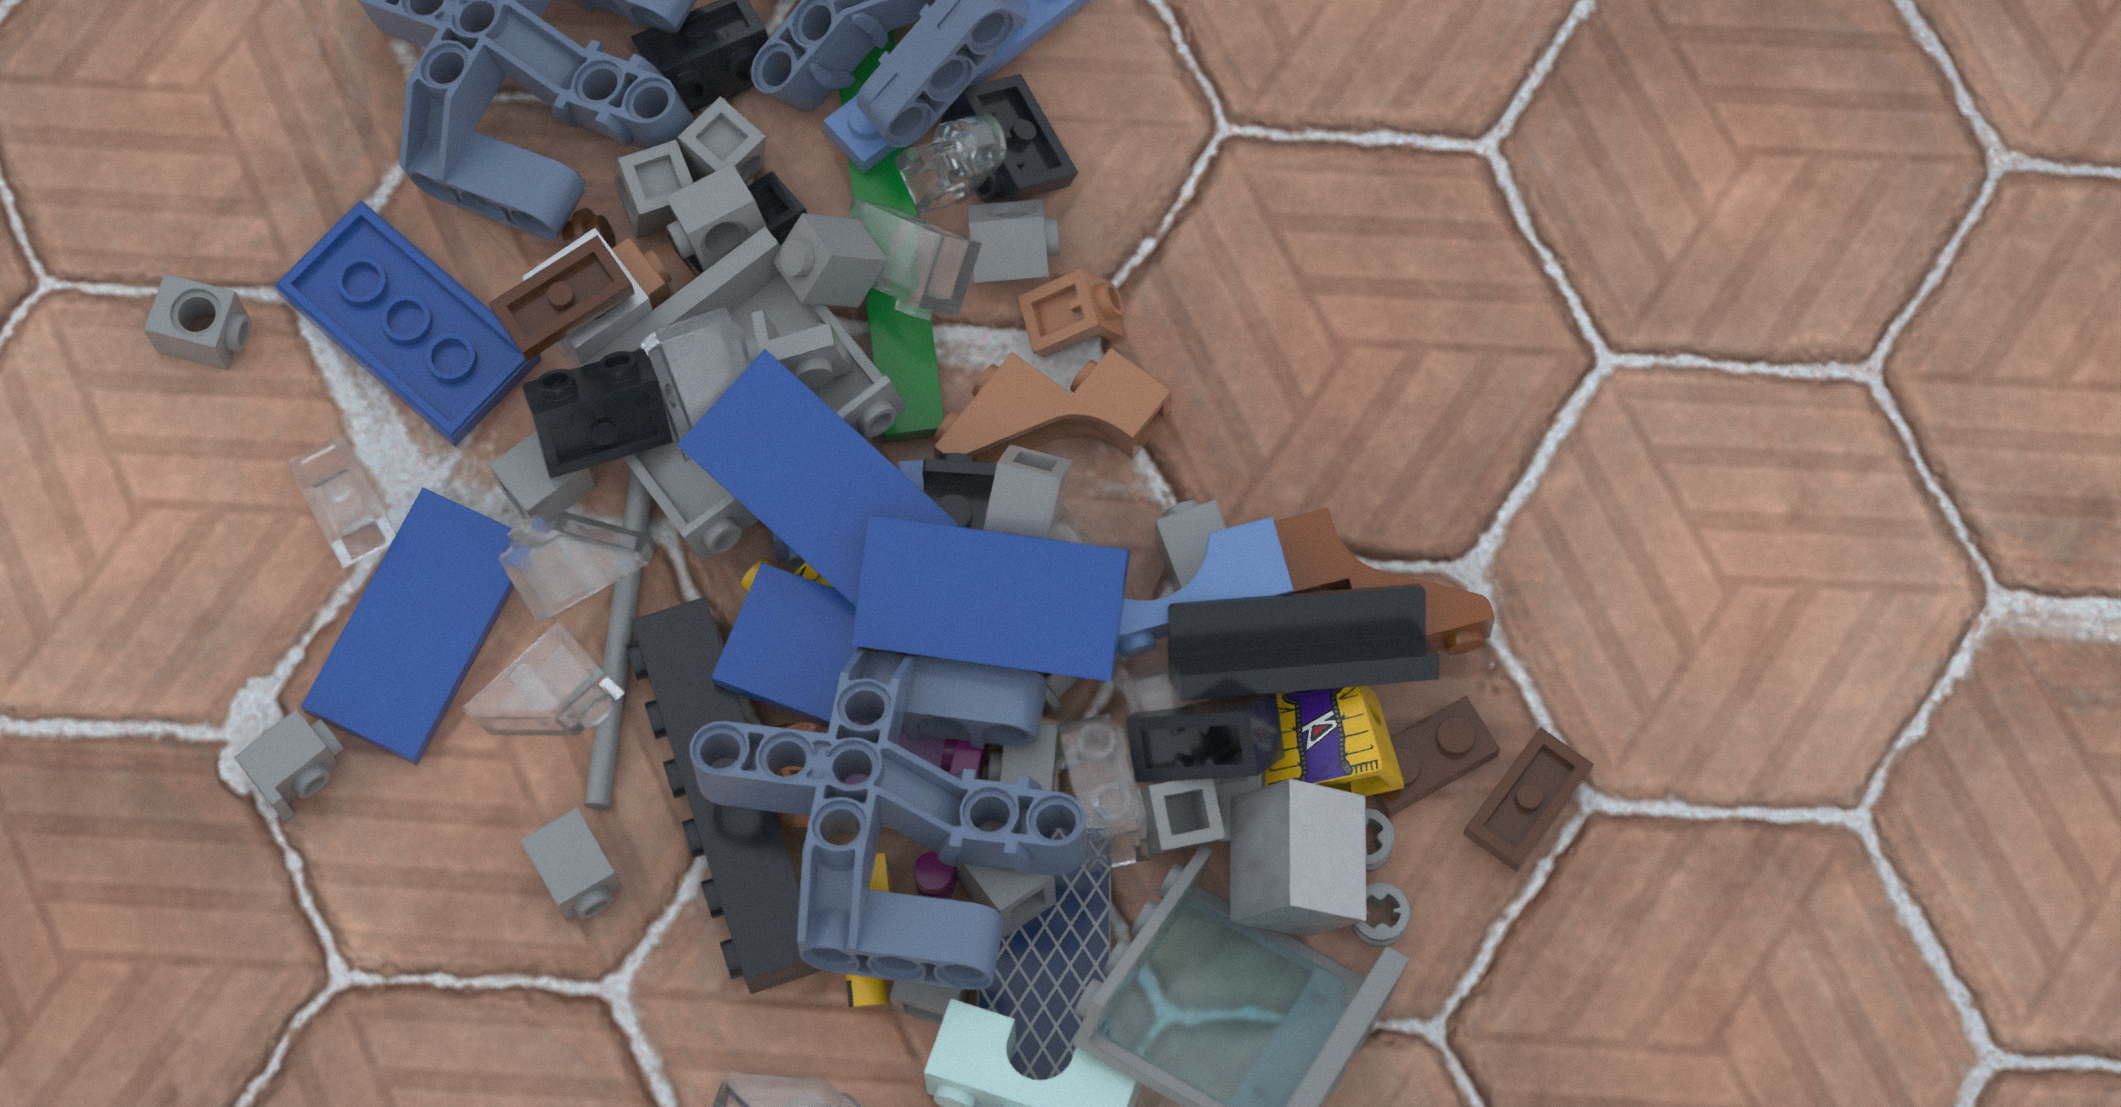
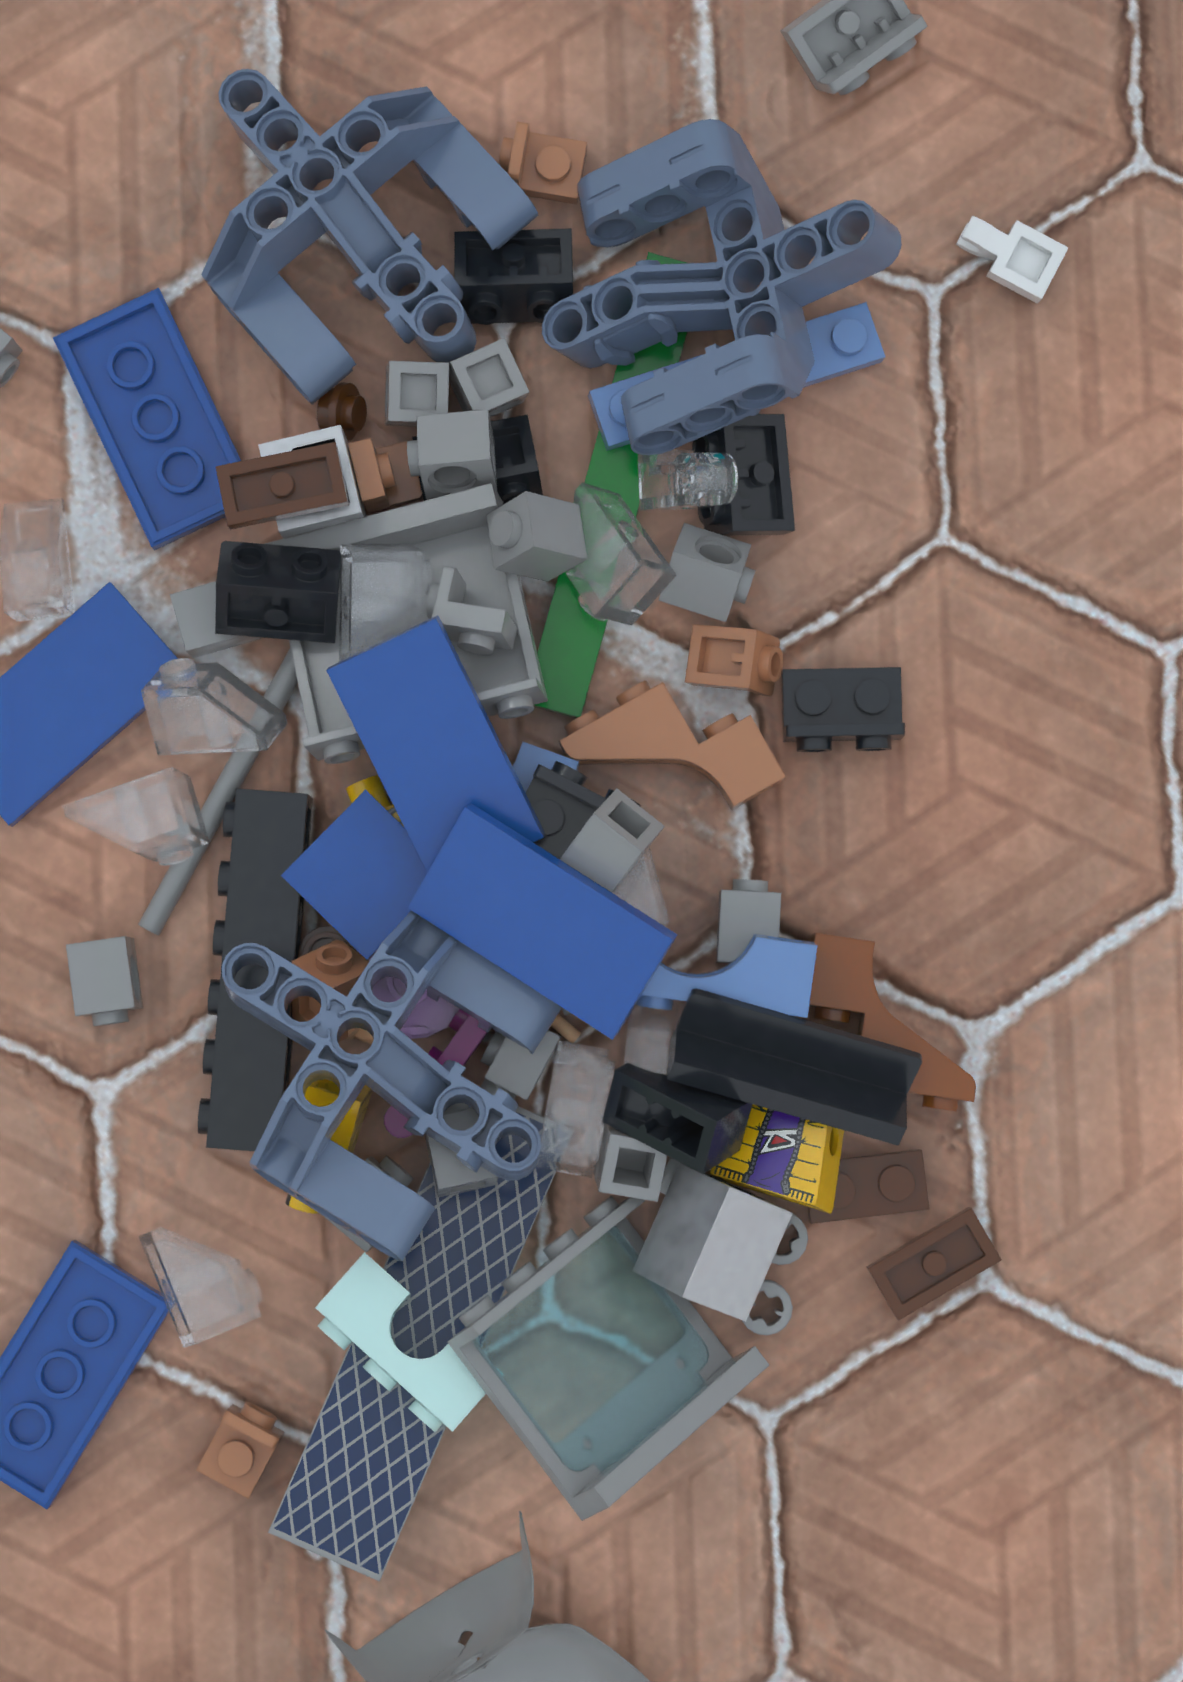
camera: 25 degrees right, 15 degrees up
(1197, 317) = (842, 707): none -> black bracket

